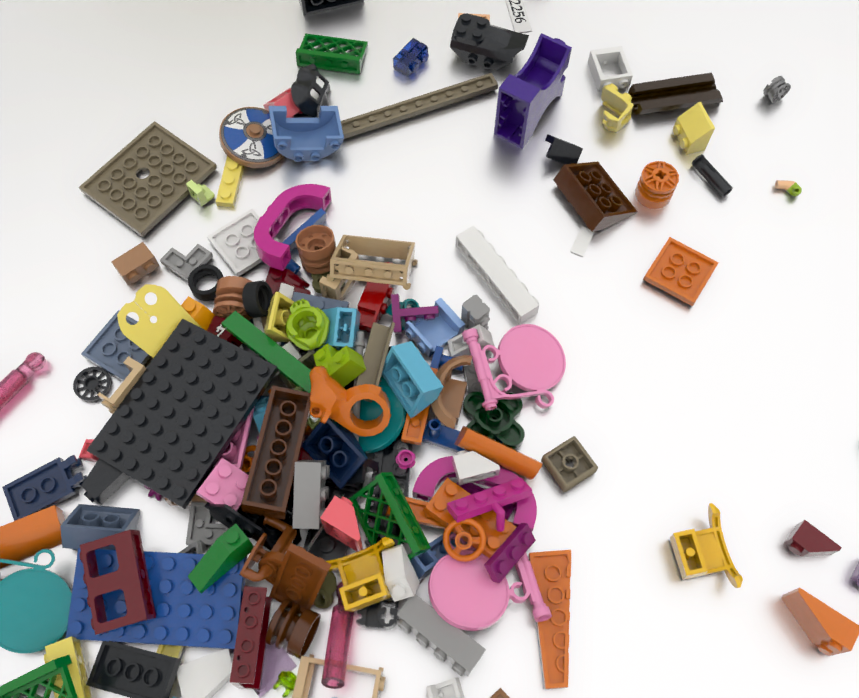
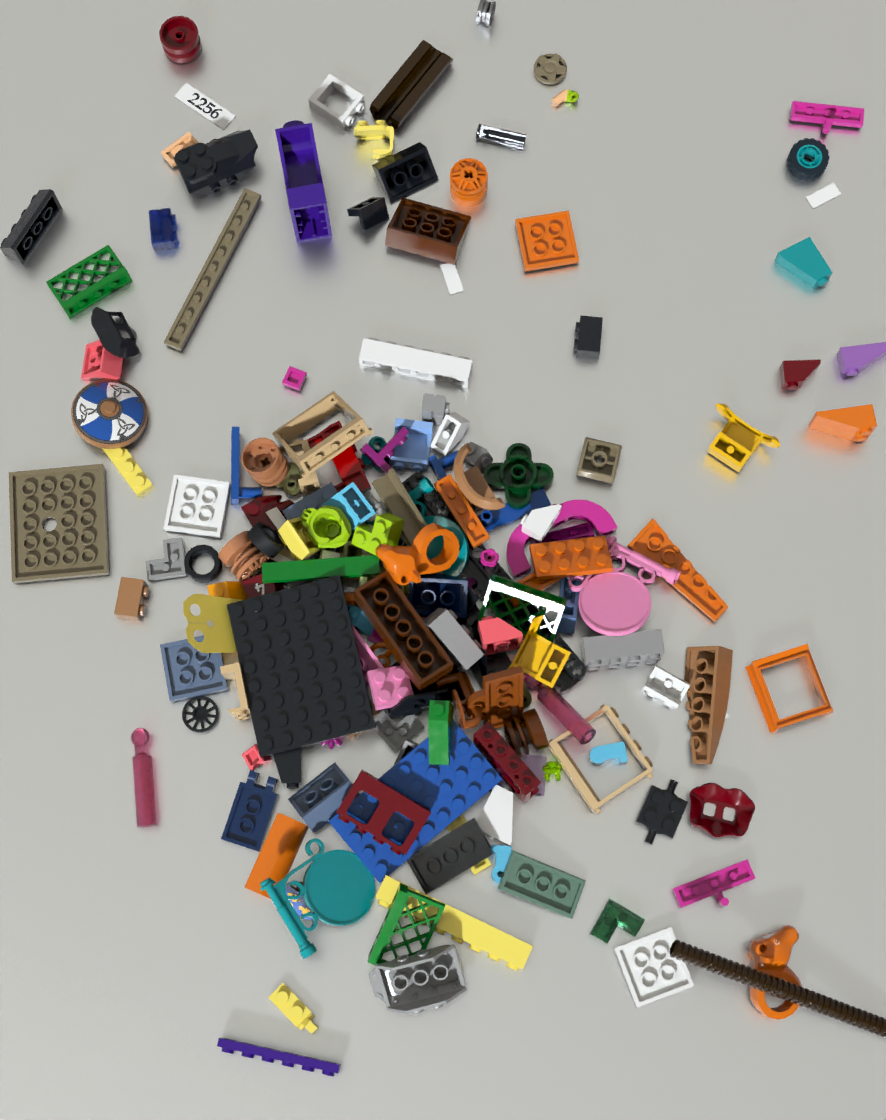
camera: 40 degrees left, 10 degrees up
(201, 194) = (118, 498): yellowish green bracket -> none
(295, 198) = (201, 433): dark pink arch -> none
(306, 137) = (155, 372): medium blue cylinder -> none
(399, 215) = (294, 378): none -> dark pink plate
(399, 573) = (562, 633): white slope -> none
(411, 378) = (443, 497): medium azure slope -> none
(455, 554) = (589, 574): orange piece -> none
(490, 500) = (574, 533): dark pink plate -> none
(498, 453) = (546, 496): orange brick -> none
(509, 552) = (618, 555): magenta plate -> none
(528, 359) = (504, 410): bright pink piece -> none
(616, 146) = (405, 171): none -> black slope
(649, 364) = (589, 337): none -> black brick
(694, 129) = (454, 107): light yellow slope -> none
(794, 159) = (550, 68): none -> dark tan wheel

